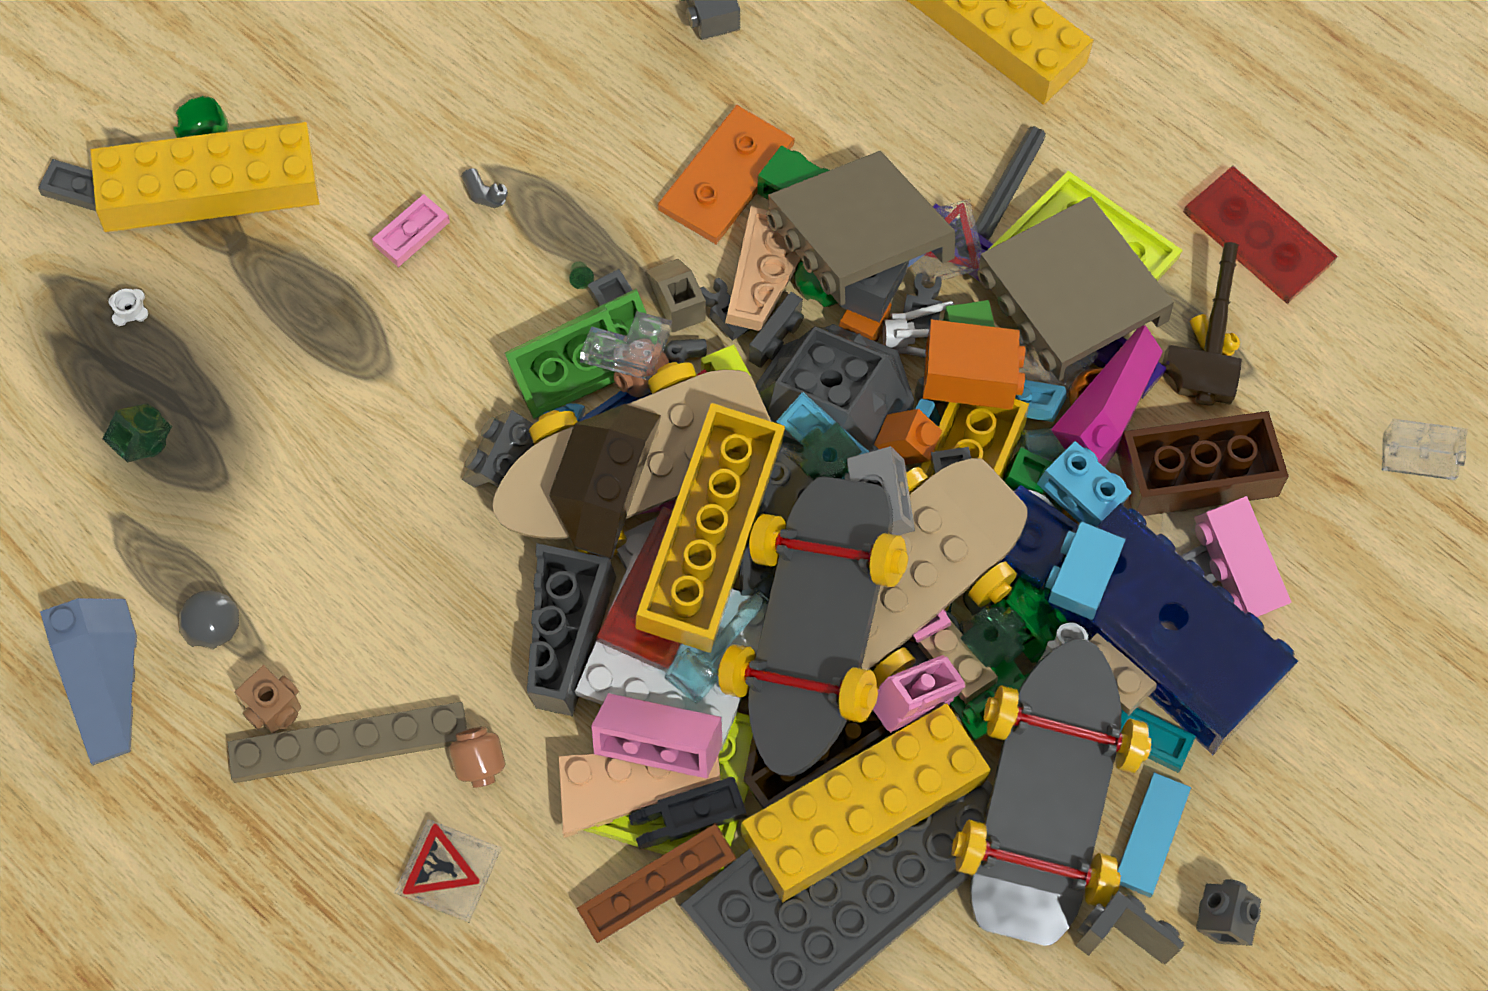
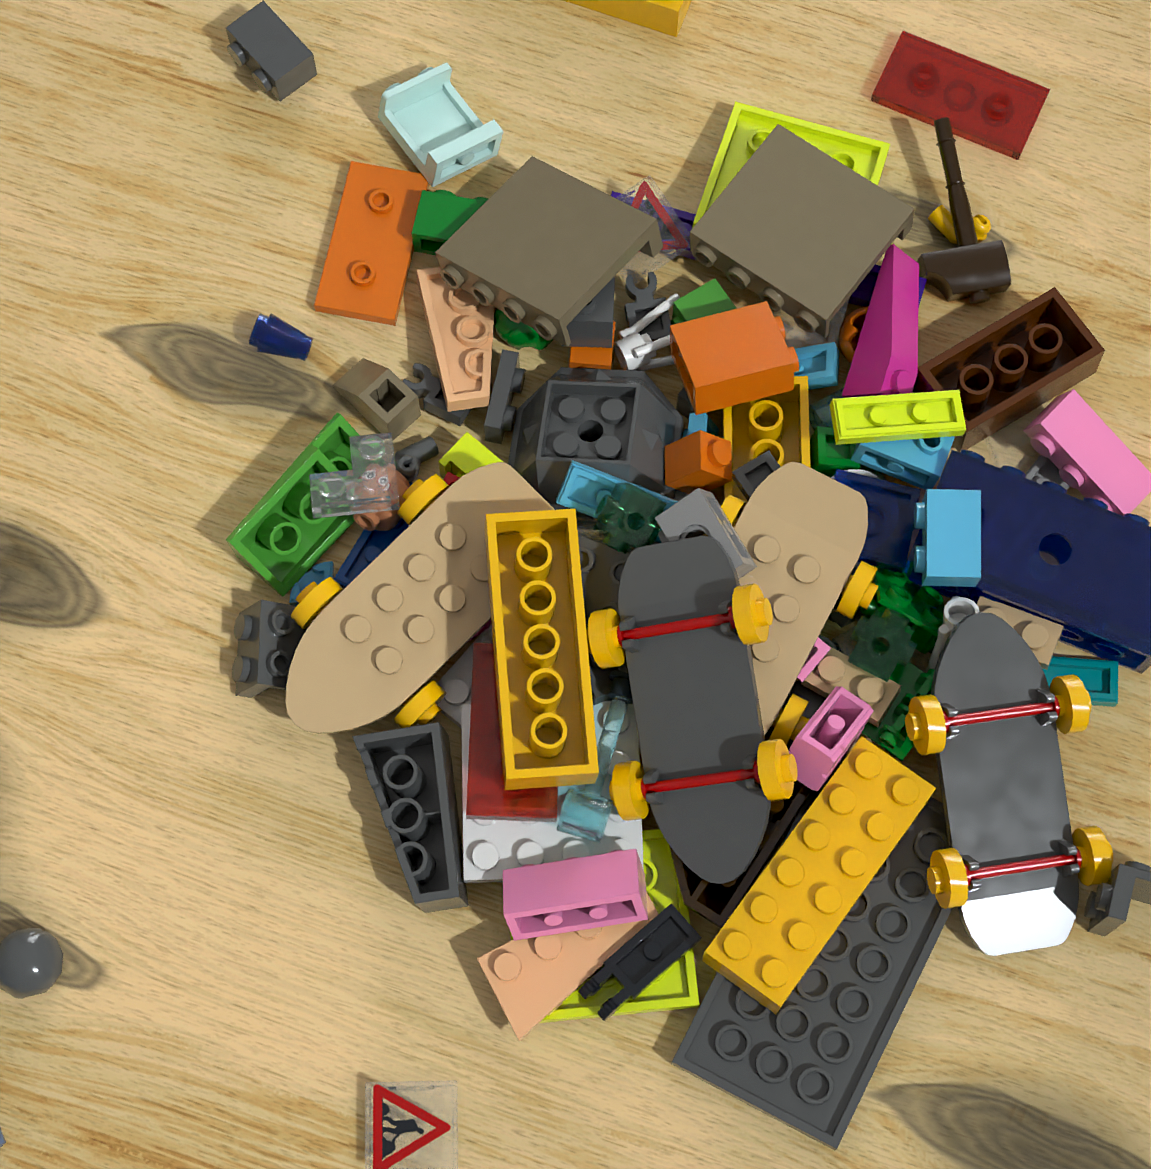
camera: 20 degrees left, 5 degrees up
(269, 700) = (123, 1019): medium nougat brick -> none
(345, 742) = (239, 1034): dark tan plate -> none
(410, 230) = (56, 439): bright pink plate -> none
(477, 756) = (388, 992): nougat head -> none
(491, 196) = (118, 367): dark grey arm -> none
(580, 275) = (264, 417): clear green piece -> none
(602, 475) = (395, 636): dark brown wedge -> none
(609, 288) = (305, 422): dark grey plate -> none
(619, 219) = (279, 338): none -> clear blue cone
(656, 883) = (638, 1050): dark orange plate -> none
(817, 101) = (437, 125): none -> light aqua panel
(1010, 181) = (678, 135): dark grey axle -> none
(1085, 459) = (897, 417): none -> neon yellow tile
(1152, 834) = (1117, 781): medium azure tile -> none

